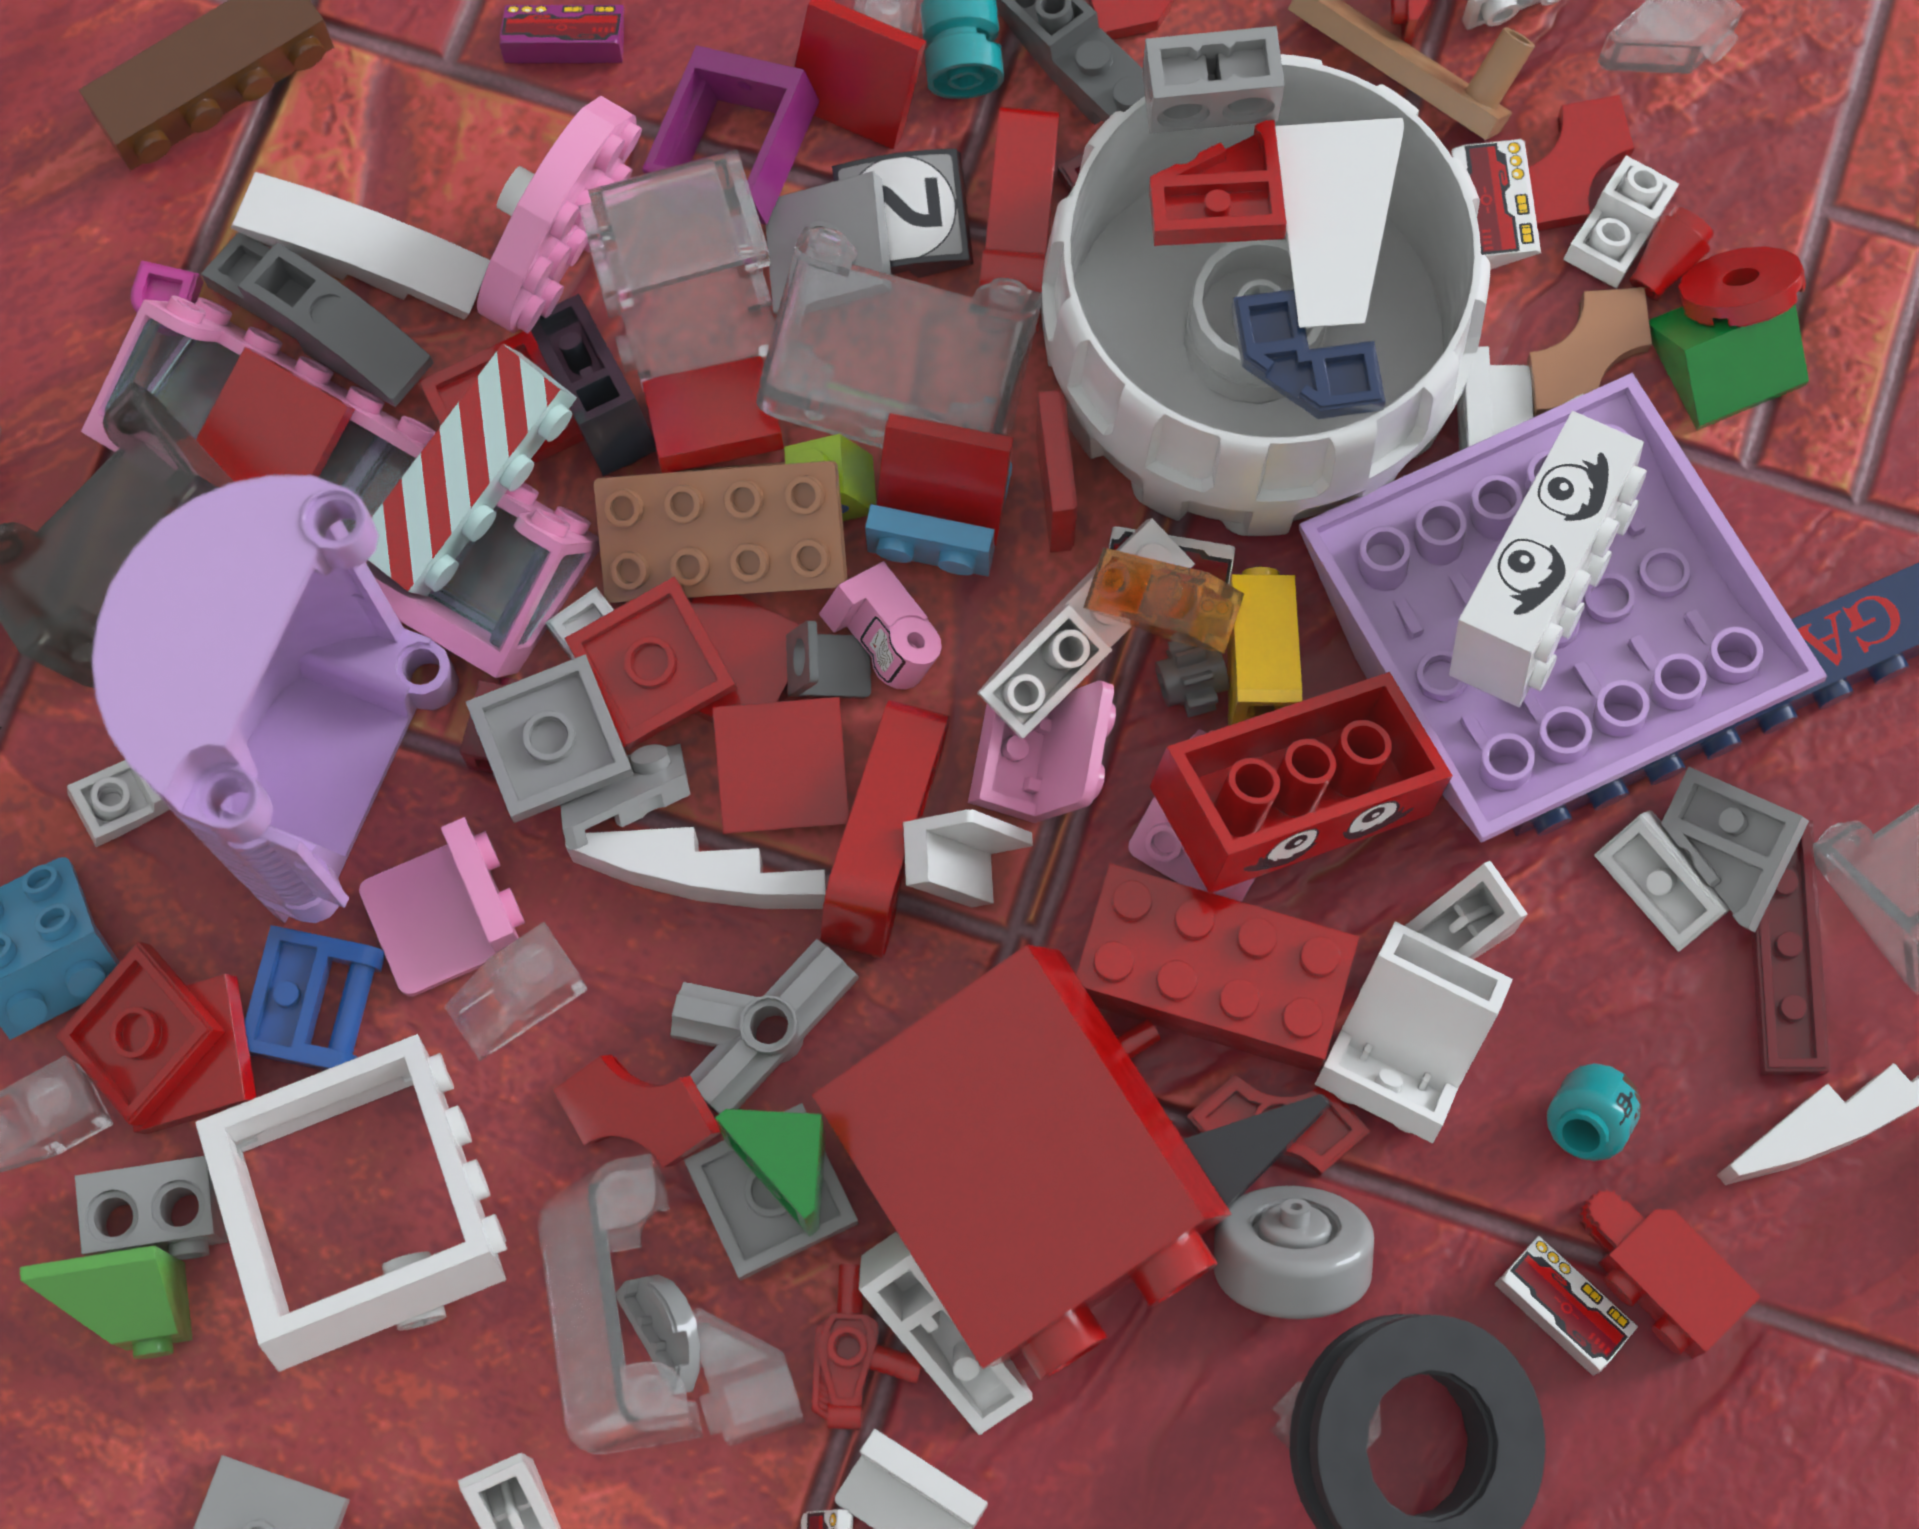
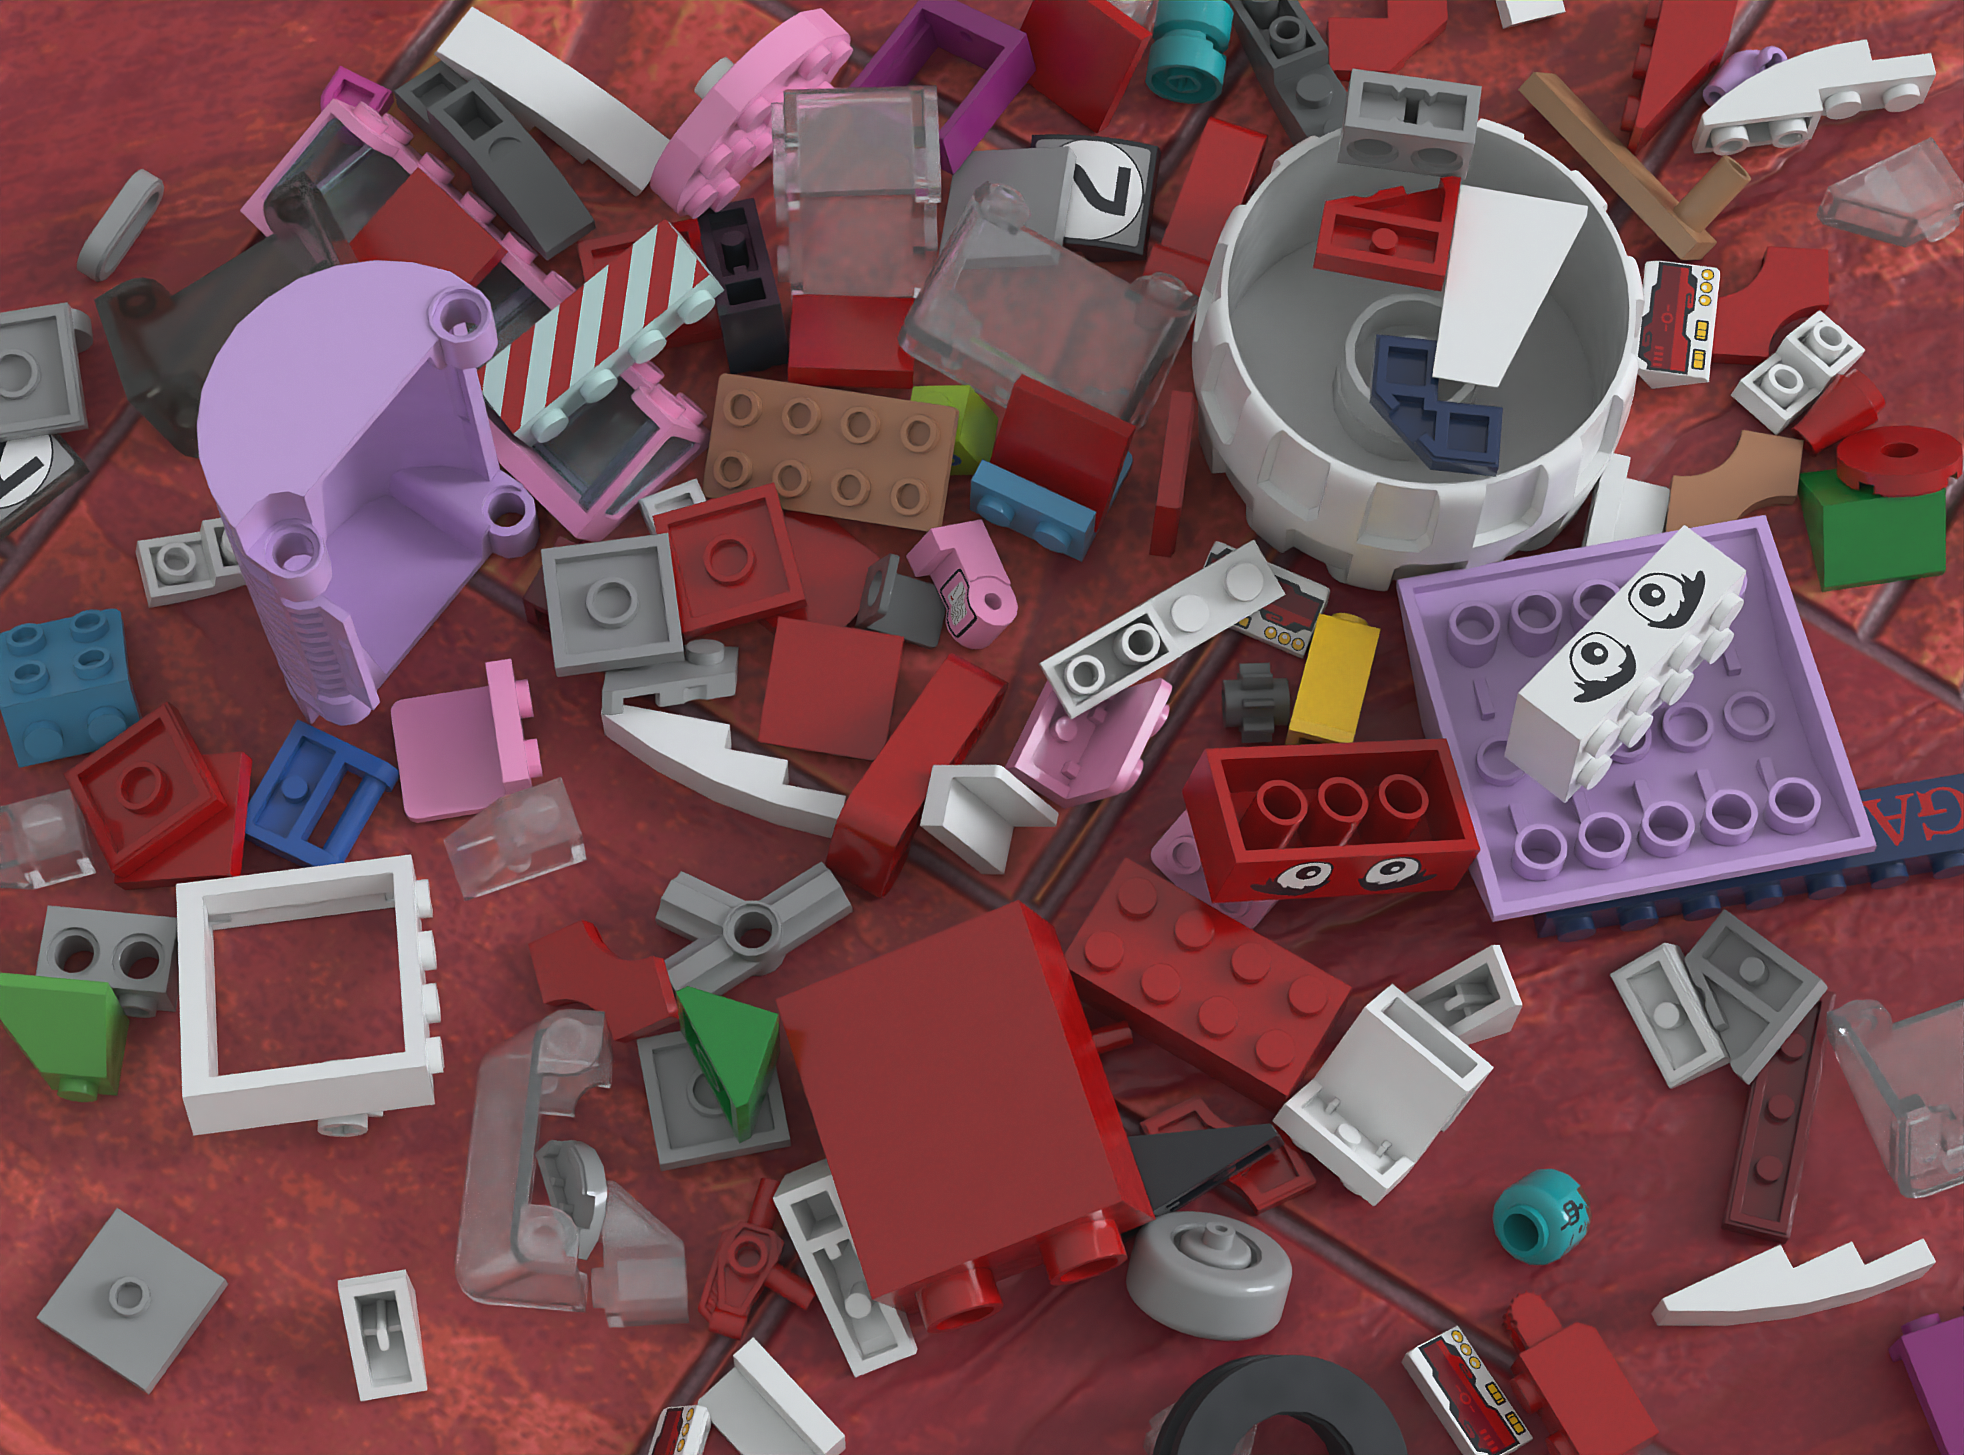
camera: 10 degrees right, 5 degrees down
(1164, 599) = (1245, 618): clear orange slope -> none

